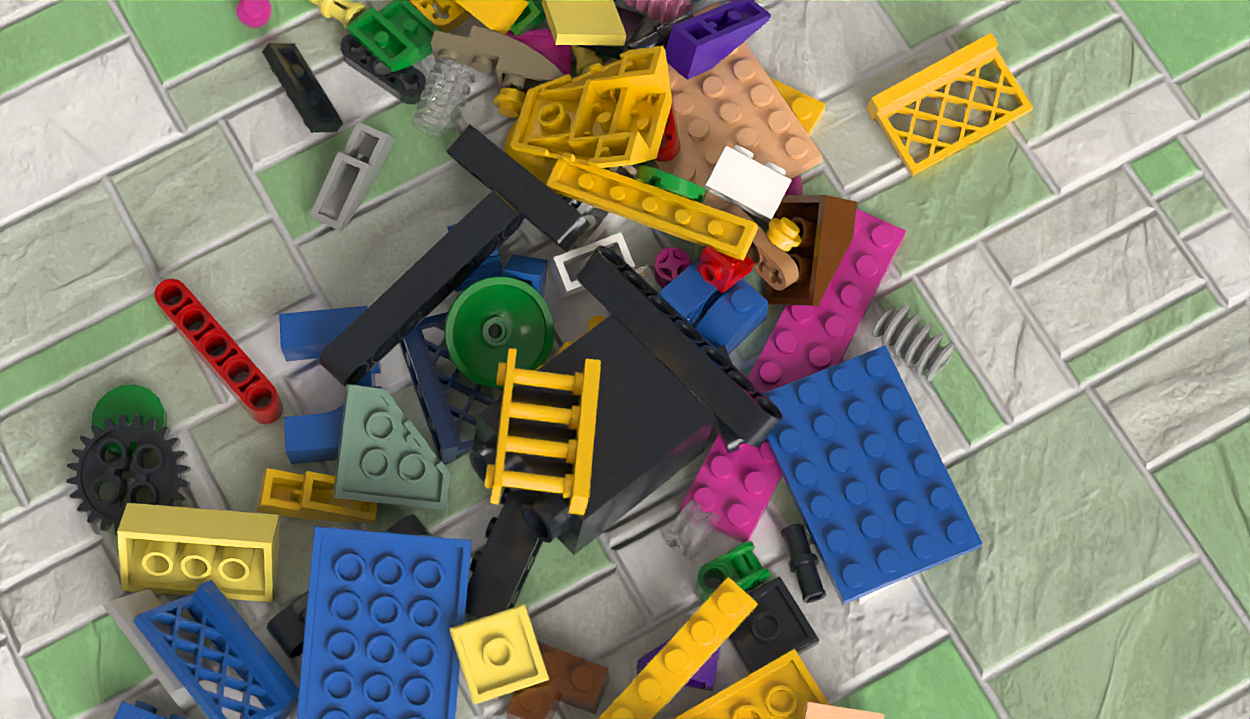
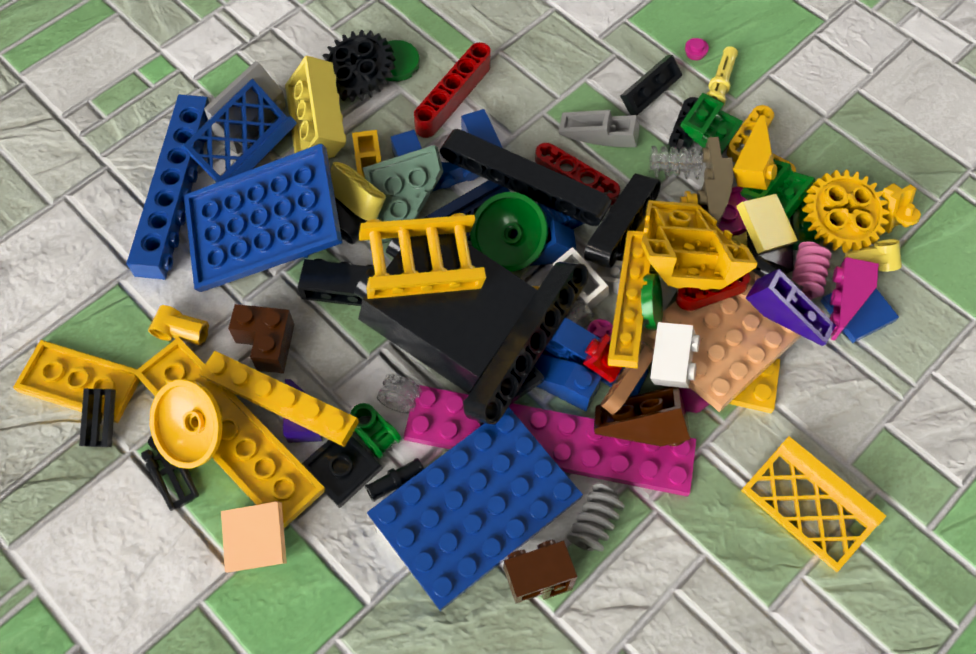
camera: 70 degrees right, 5 degrees down
(381, 508) = (356, 192): none -> light yellow beam
(410, 223) = (579, 169): none -> red beam
(499, 654) = (267, 284): light yellow tile -> none
(783, 233) = (642, 391): yellow plate -> none
(970, 414) = (540, 572): none -> reddish brown brick

